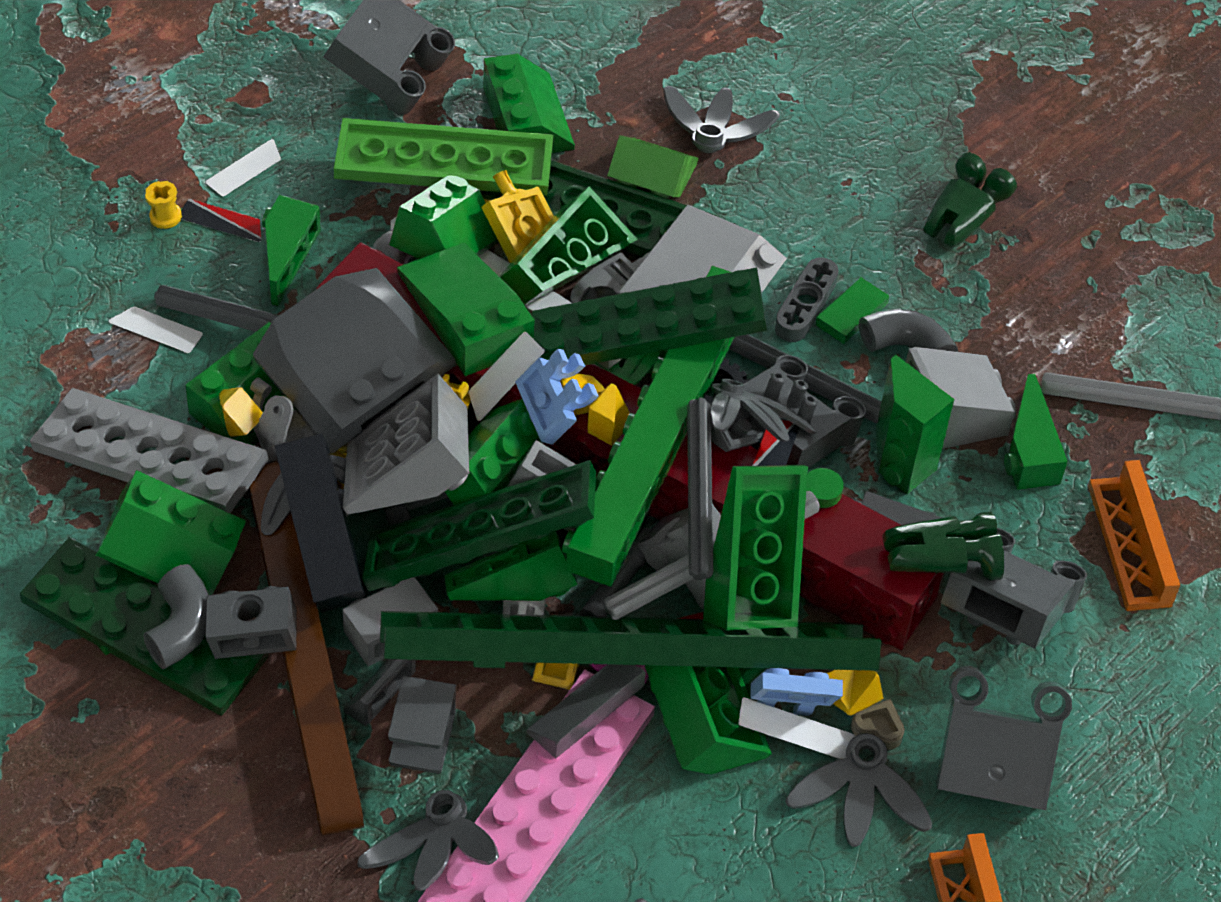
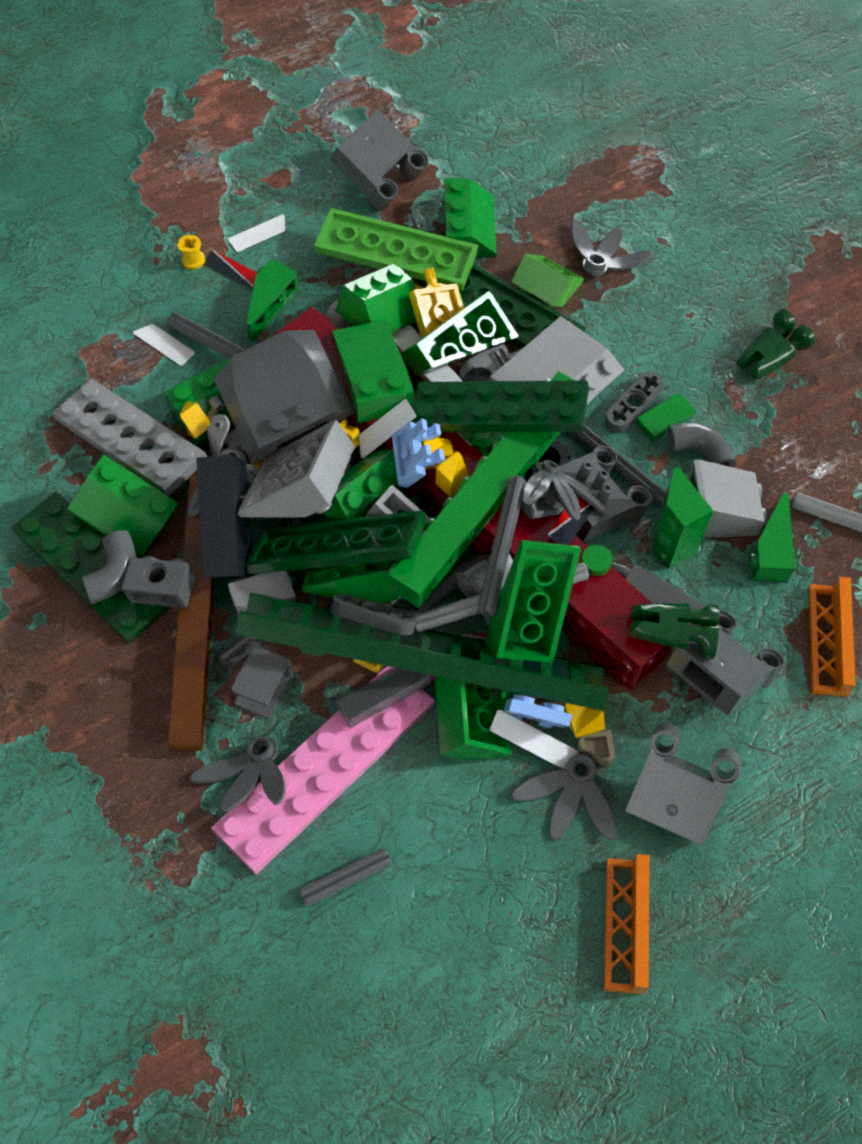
camera: 15 degrees right, 10 degrees up
(551, 607) = (373, 614): none -> dark grey beam

